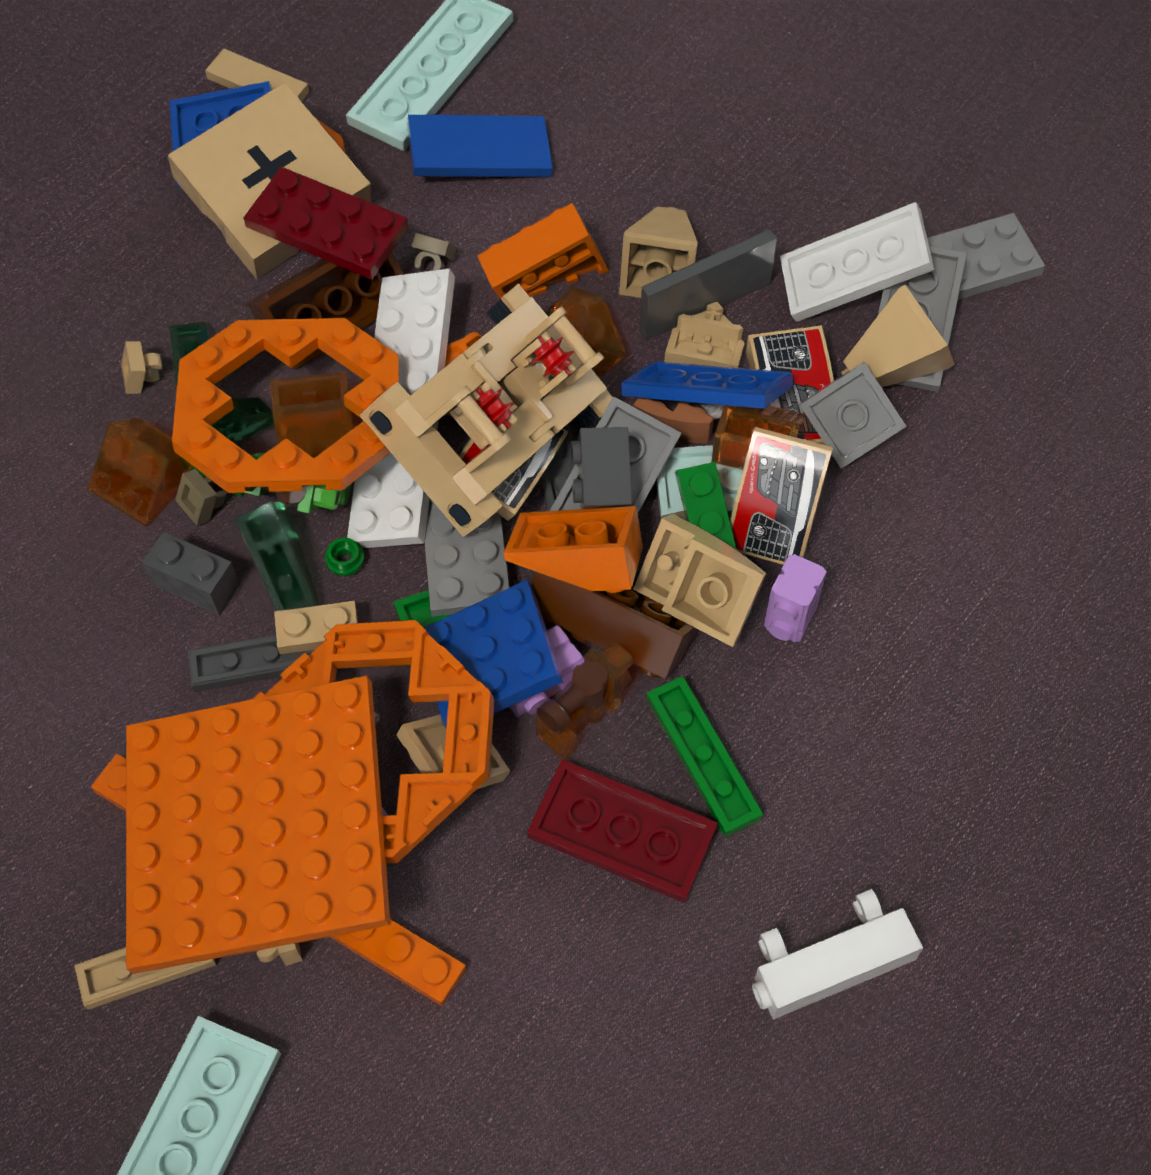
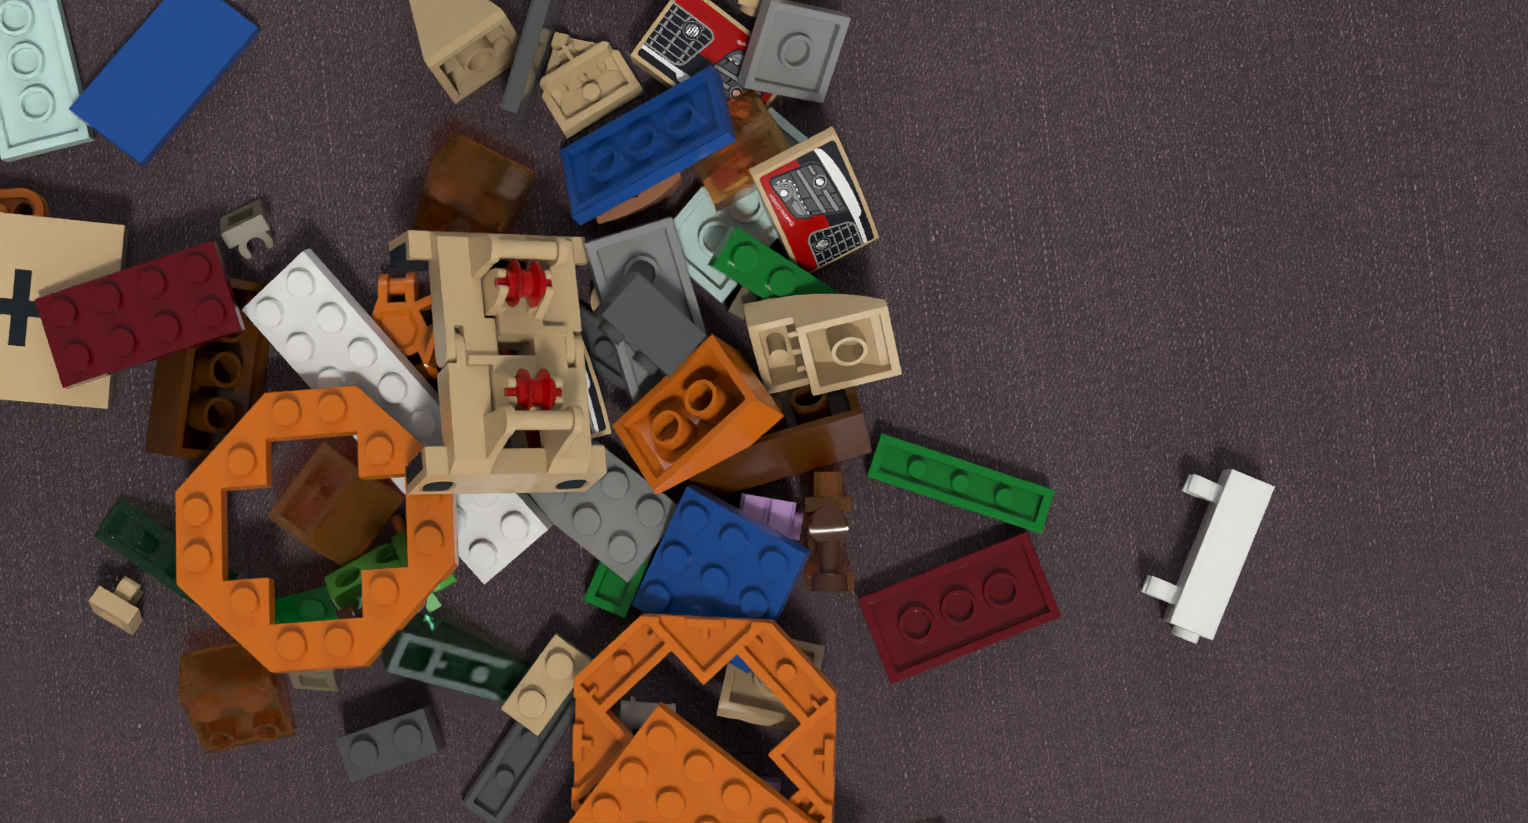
camera: 45 degrees left, 25 degrees up
(245, 420) = (268, 554): clear green slope -> none
(340, 548) = (492, 612): green plate -> none
(543, 254) = (355, 141): orange wedge -> none
(794, 598) = (911, 282): lavender brick -> none

